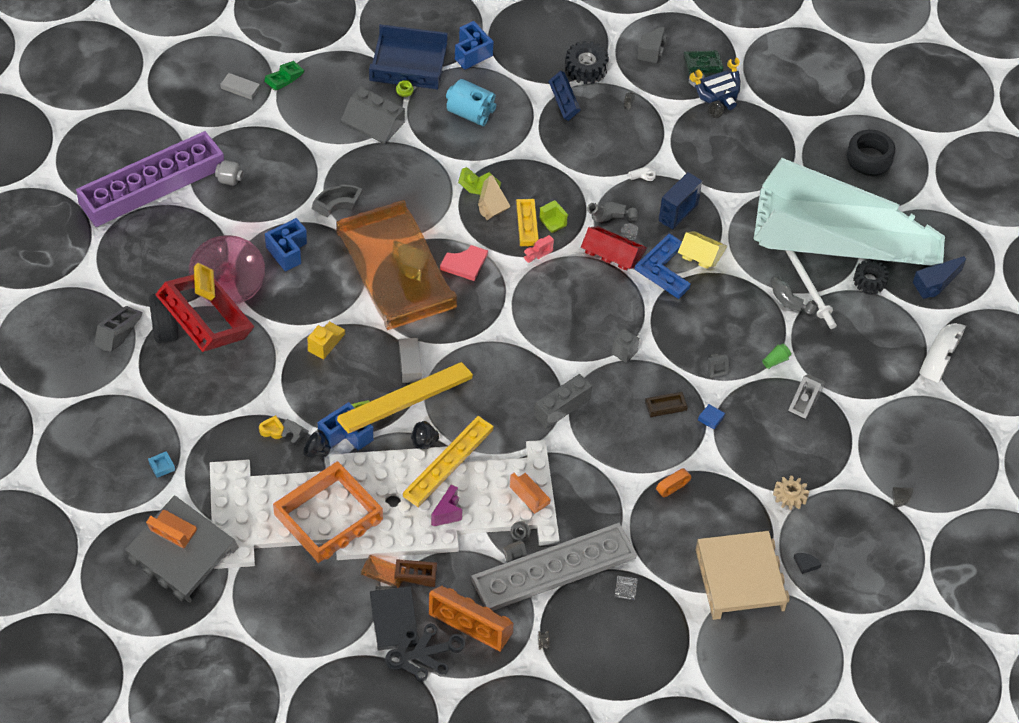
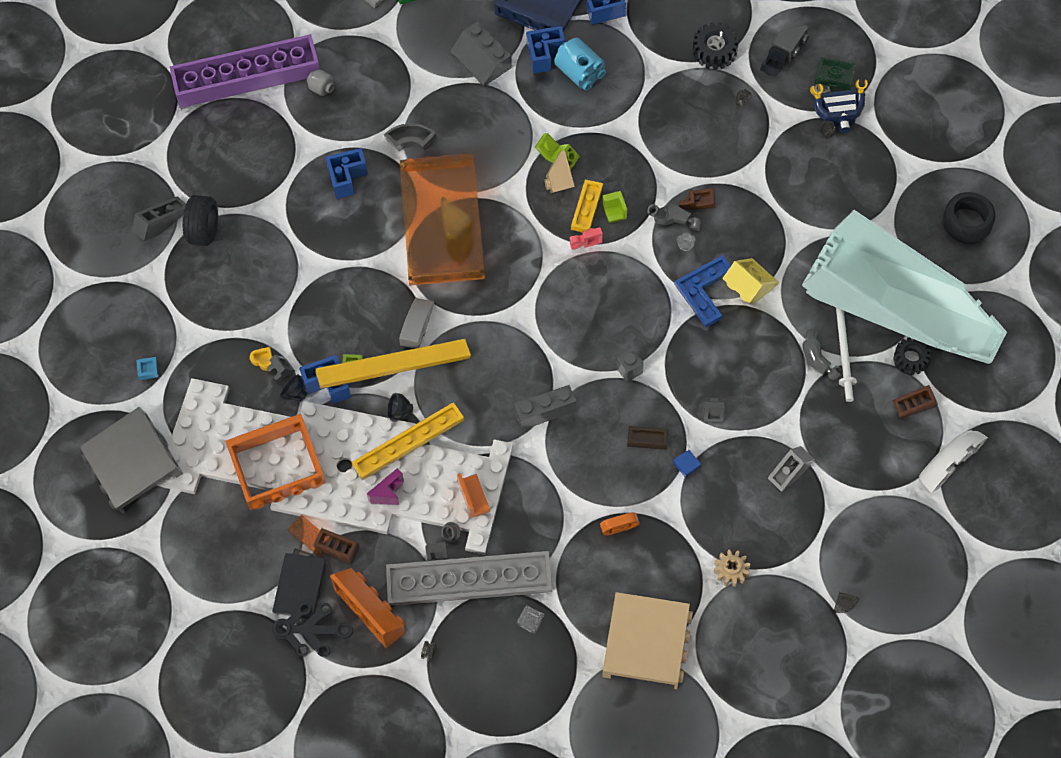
camera: 25 degrees right, 10 degrees up
(172, 528) = (124, 439): orange panel -> none
(193, 323) = (215, 235): red window -> none
(204, 281) = (244, 196): yellow tile -> none
(235, 264) = (279, 185): clear pink dish -> none
(324, 339) = (344, 280): yellow arch -> none
(404, 89) = (522, 28): lime plate -> none
(429, 96) = (542, 45): none -> blue brick
(465, 264) = (510, 234): coral tile -> none
(564, 95) = (678, 77): dark blue plate -> none
(612, 247) = (661, 255): red slope -> none
(627, 193) = (699, 199): none -> reddish brown slope
(644, 173) = (725, 181): white arm -> none
(645, 63) = (774, 62): none -> black bracket
(680, 200) = (746, 223): dark blue window -> none
(778, 355) = (778, 417): bright green cone -> none
(806, 562) = (718, 646): black tile -> none
(896, 302) = (917, 408): none -> reddish brown slope
(936, 278) = (979, 376): dark blue slope -> none

